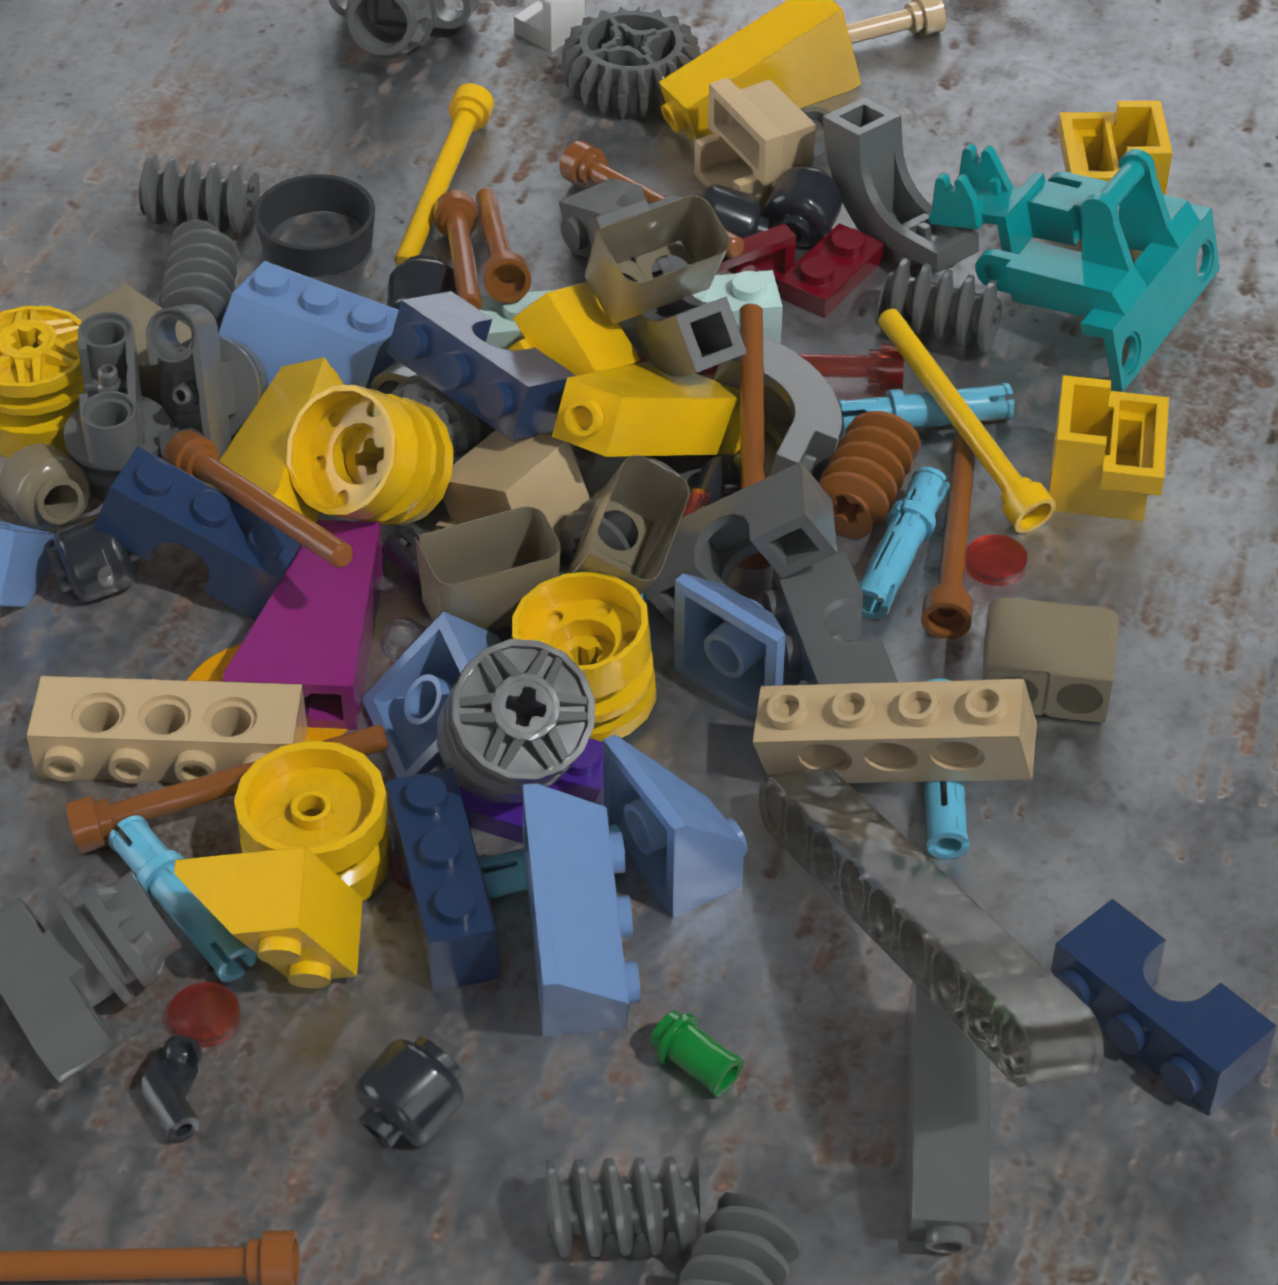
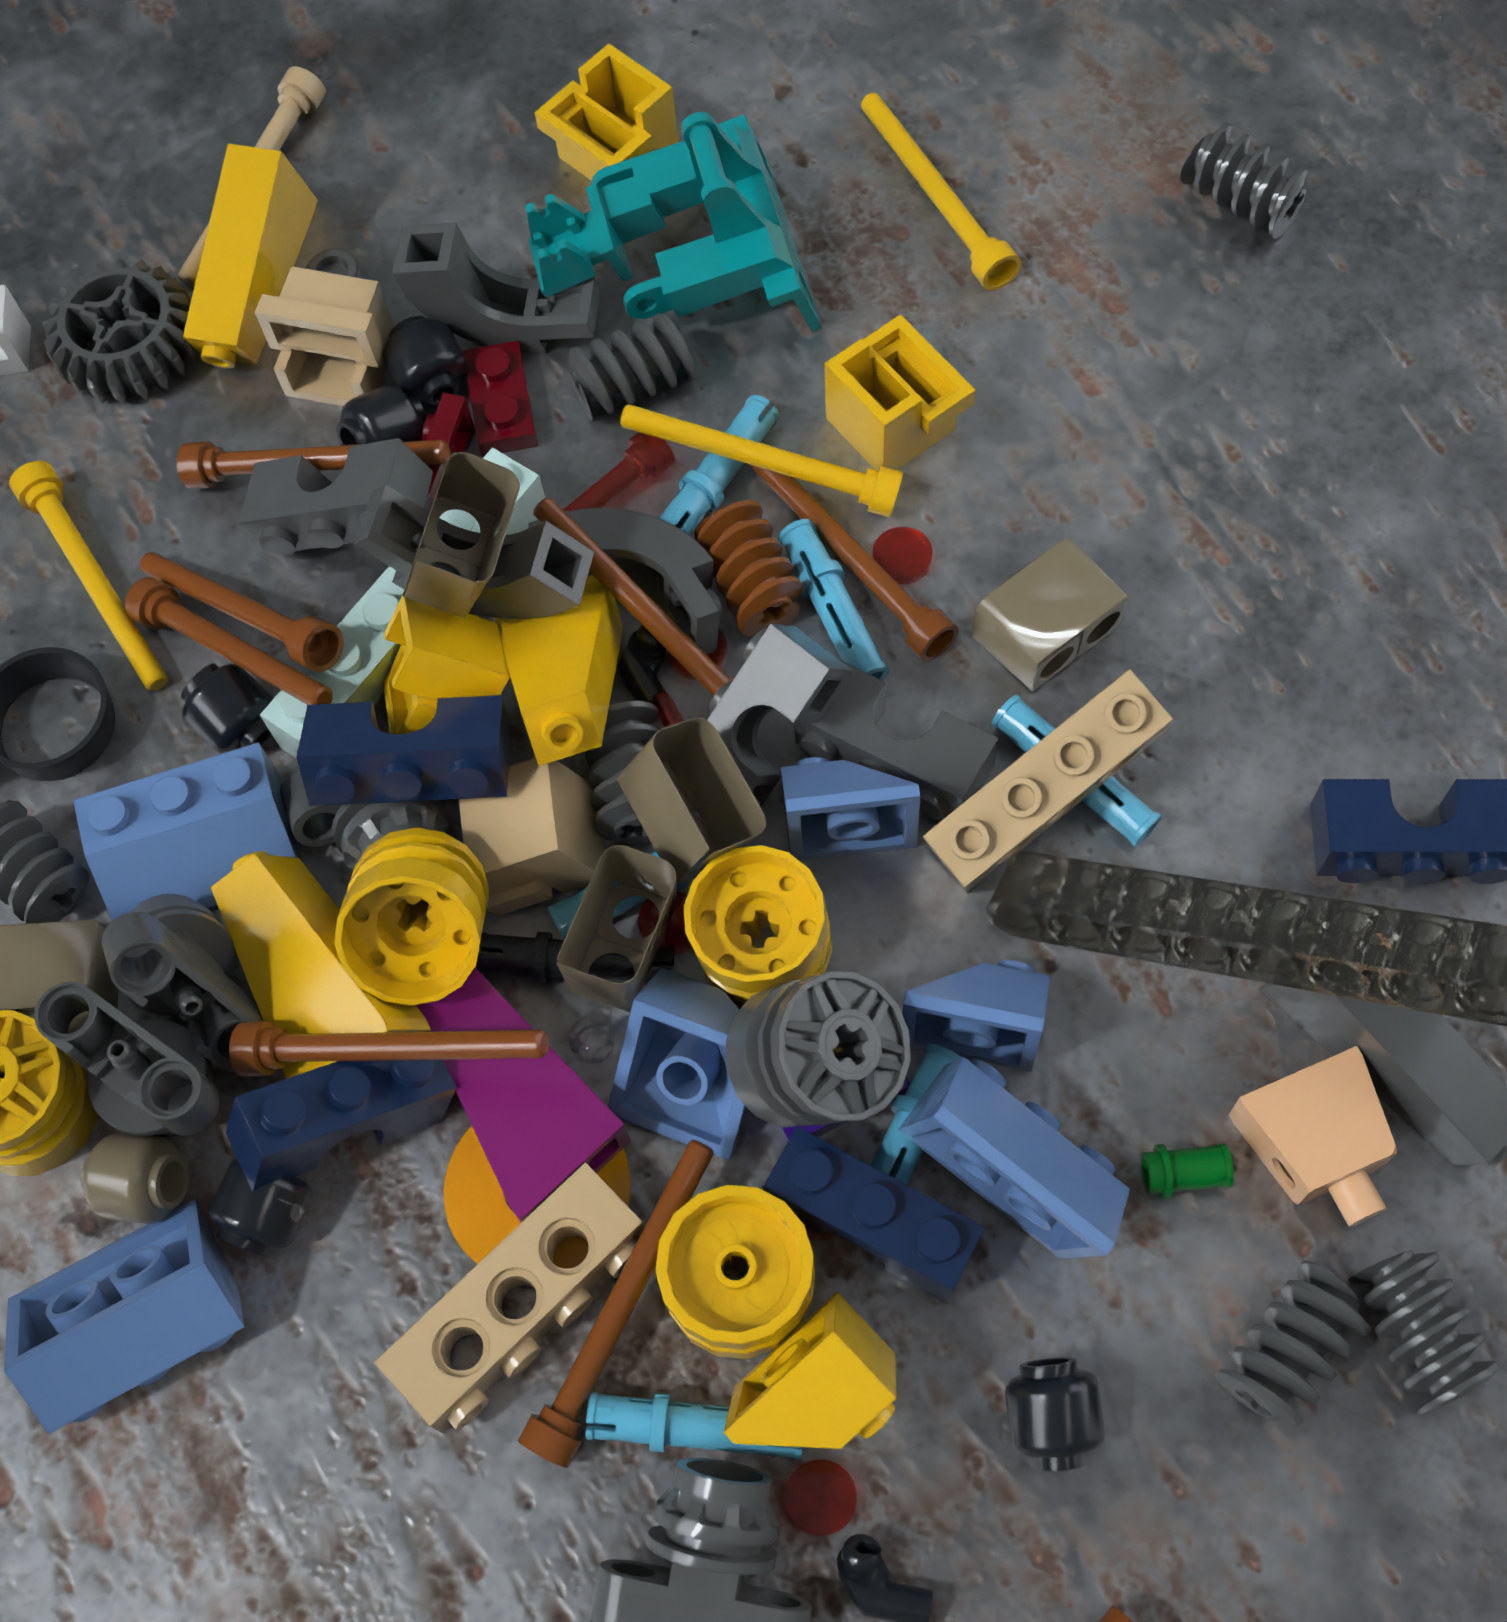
camera: 40 degrees left, 20 degrees up
(823, 1111) = (1321, 1134): none -> light nougat torso

